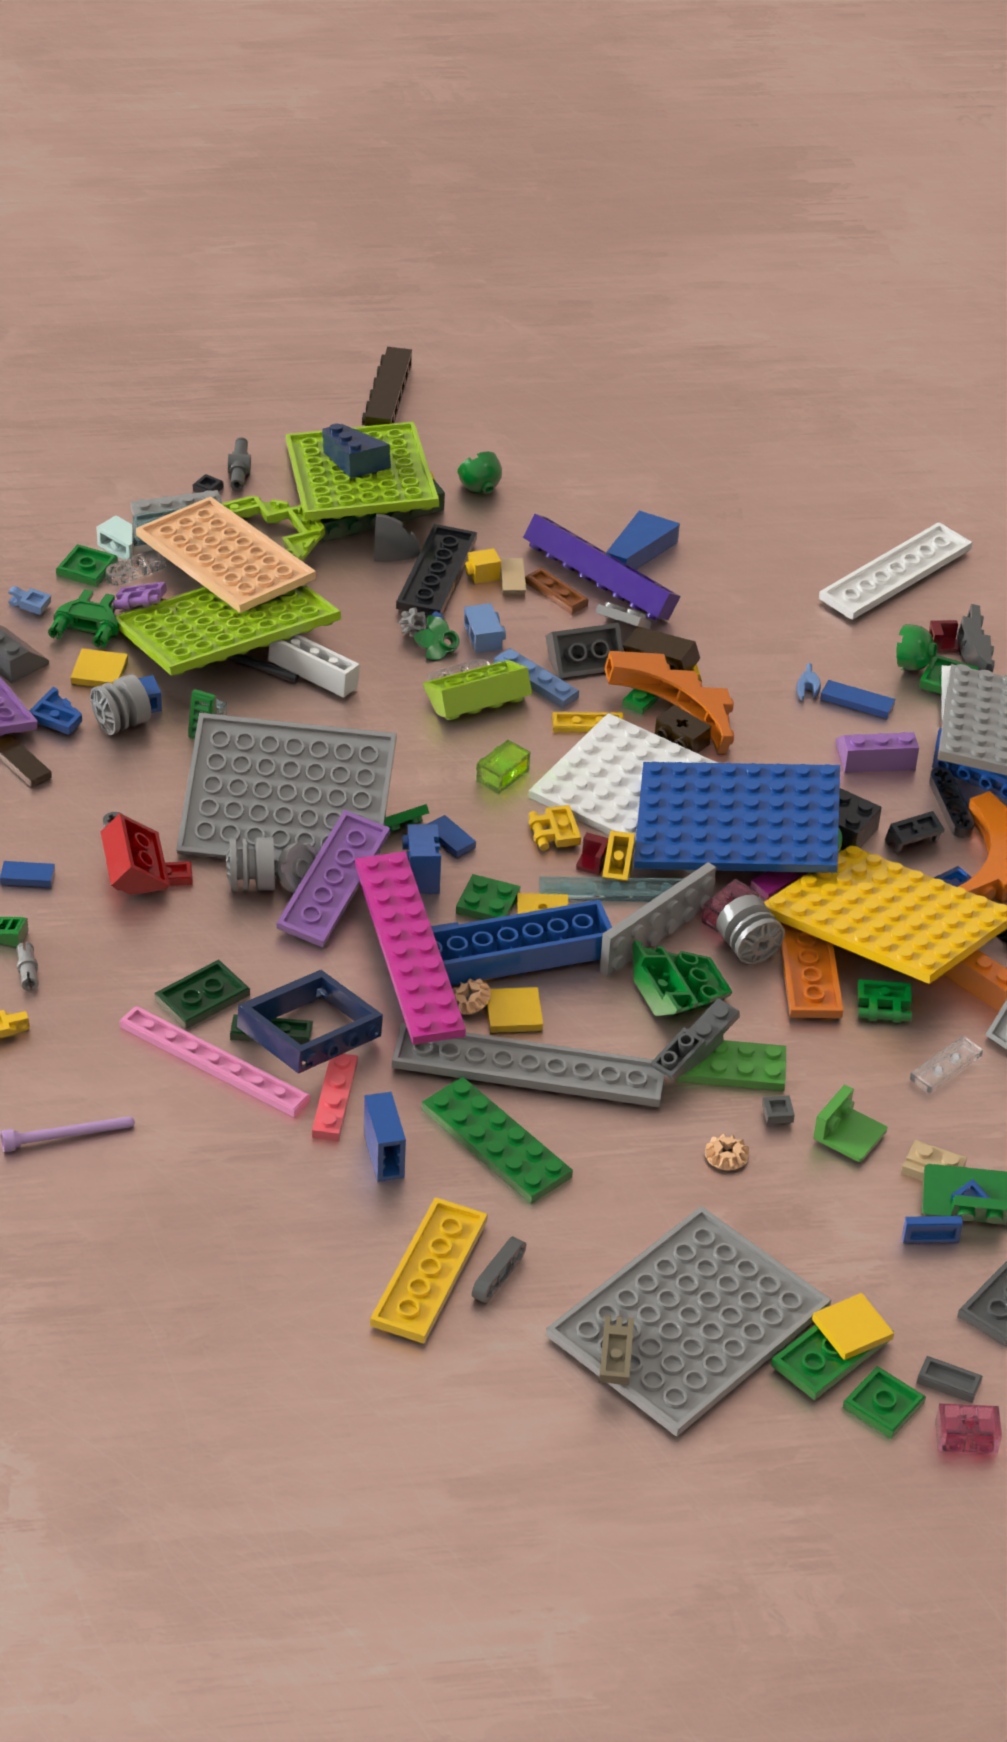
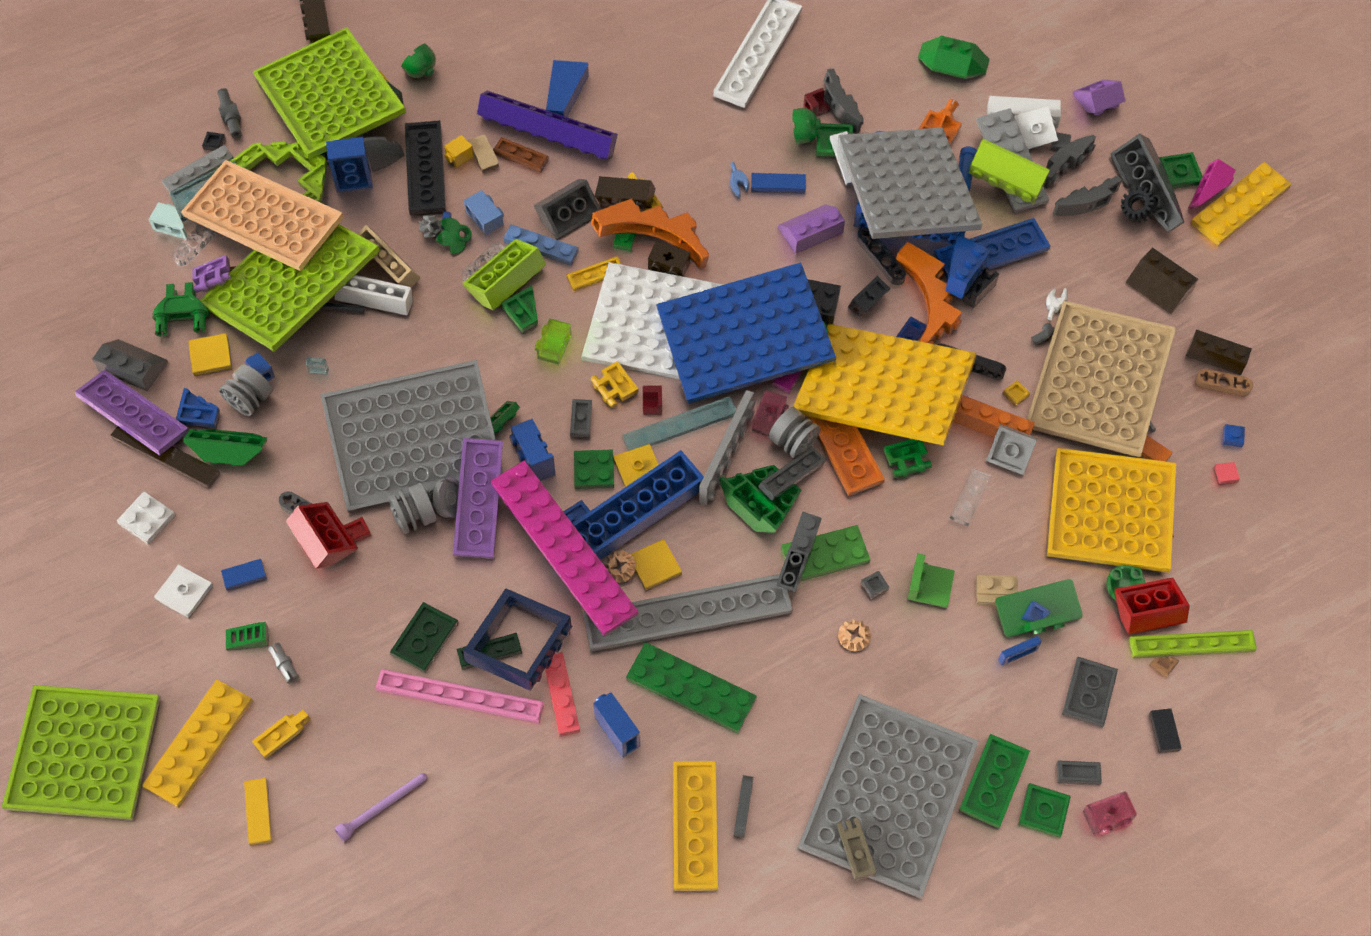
camera: 20 degrees left, 20 degrees up
(32, 601) = (127, 307): medium blue plate -> none
(68, 749) = (224, 445): none -> green wedge
(86, 565) = (154, 254): green tile -> none
(196, 707) = (312, 378): green slope -> none
(348, 536) = (349, 164): none -> blue brick
(350, 638) = (390, 259): none -> tan brick
(355, 451) = (319, 79): dark blue wedge -> none
(453, 837) = (543, 419): blue tile -> none
(481, 727) = (522, 309): none -> green wing
(497, 846) = (581, 418): none -> dark grey plate
(618, 613) = (588, 167): light grey plate -> none
(619, 856) = (674, 400): yellow slope -> none
(728, 967) = (792, 473): none -> dark grey plate
(853, 1326) = (1003, 760): yellow tile -> none

